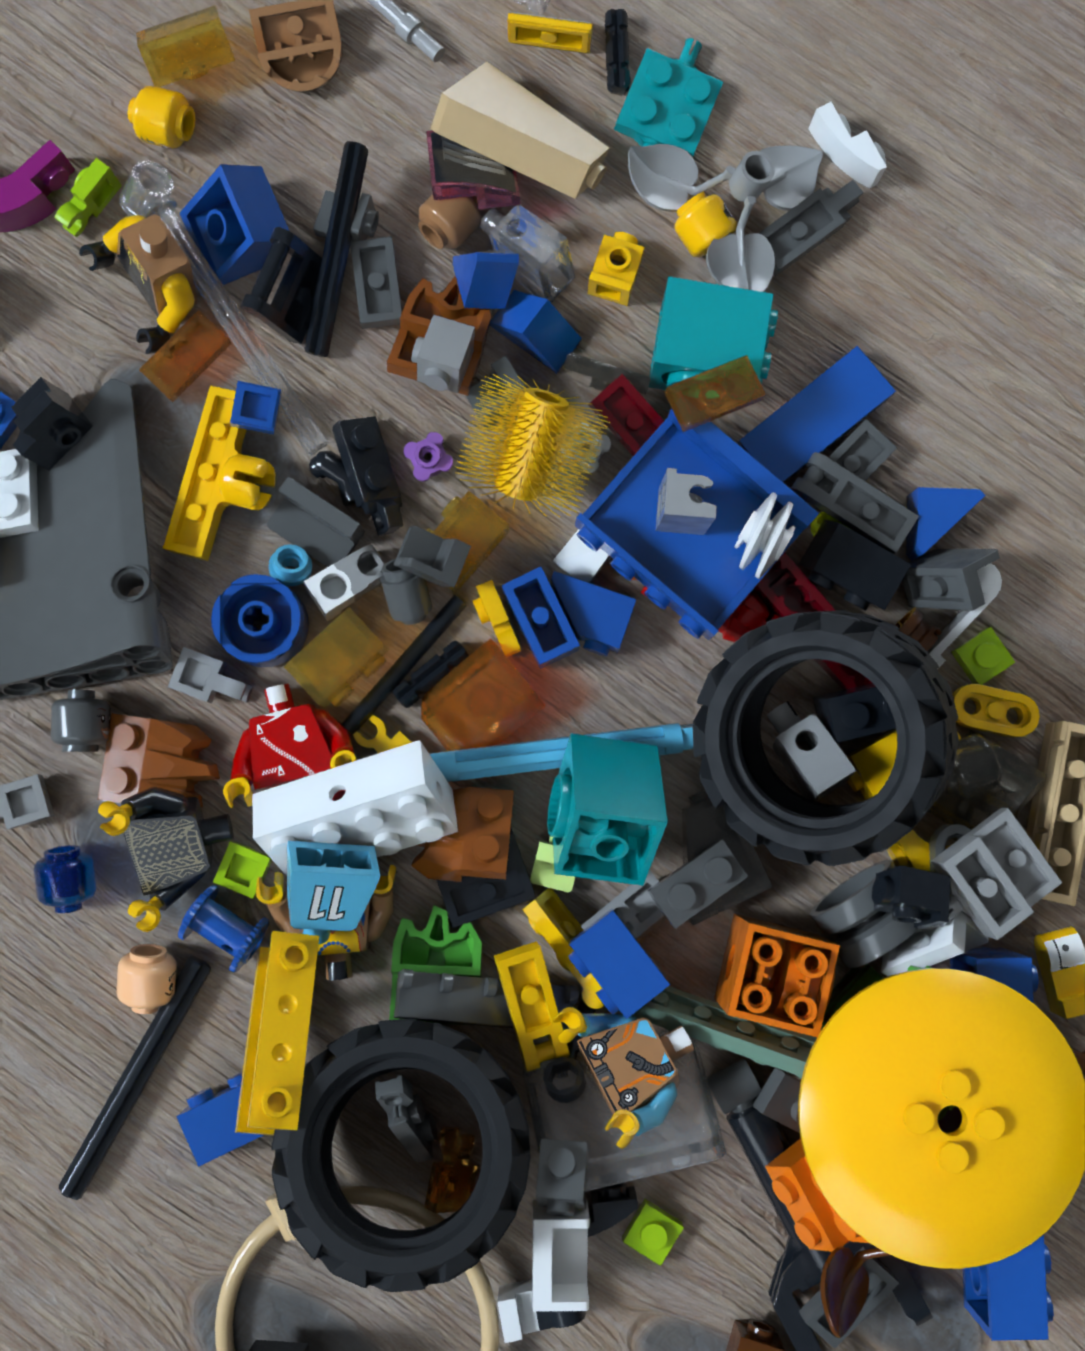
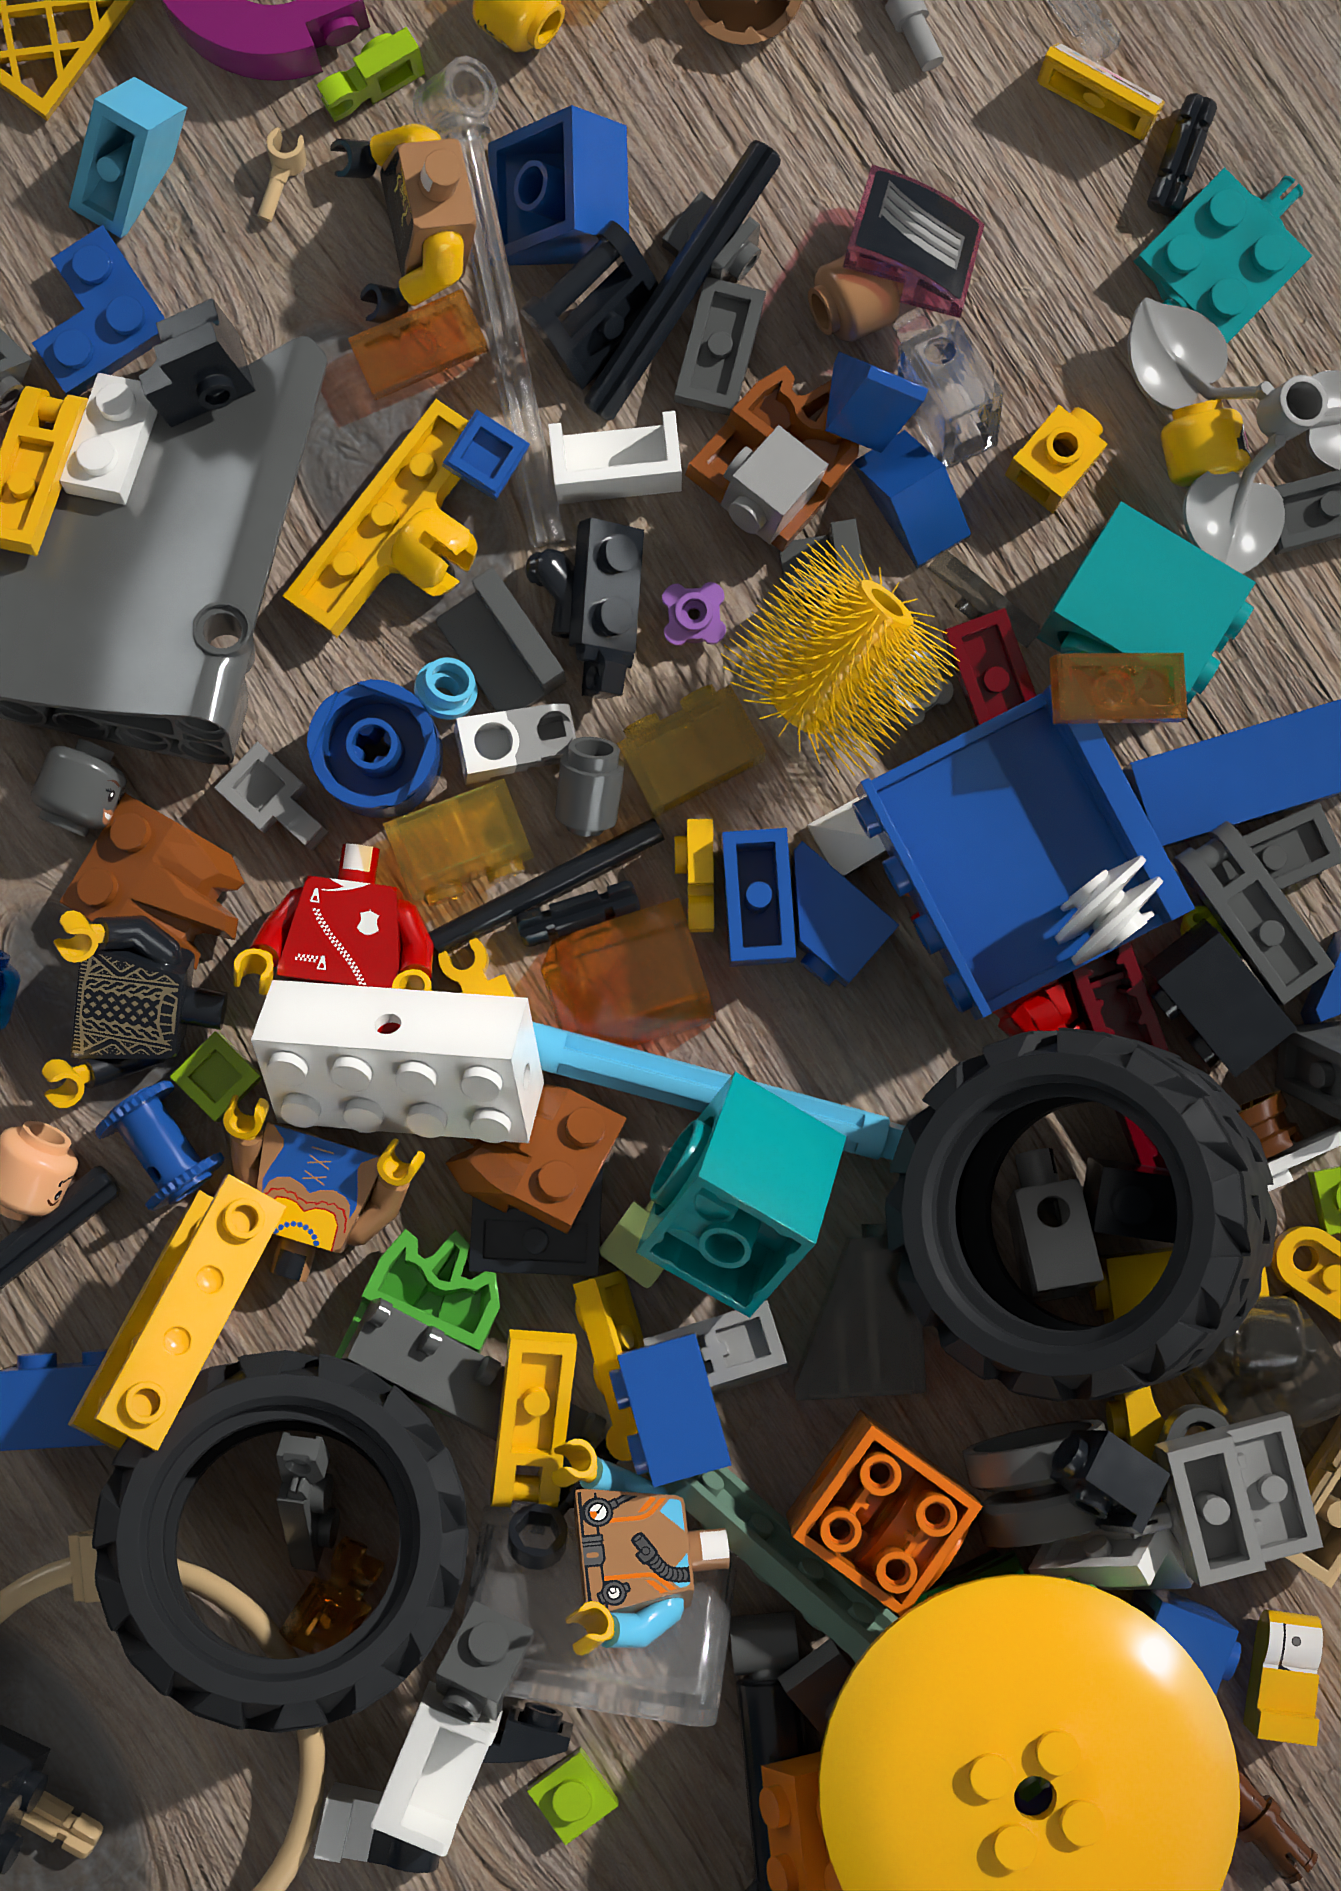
camera: 25 degrees right, 0 degrees up
(55, 277) = (282, 166): none -> tan hand
(329, 885) = (327, 1144): medium azure torso -> none
(341, 380) = (616, 462): none -> white panel
(432, 556) = (644, 755): dark grey panel -> none
(519, 131) = (1000, 217): tan slope -> none
(680, 510) = (1007, 823): light grey hinge -> none
(697, 883) = (825, 1346): dark grey plate -> none

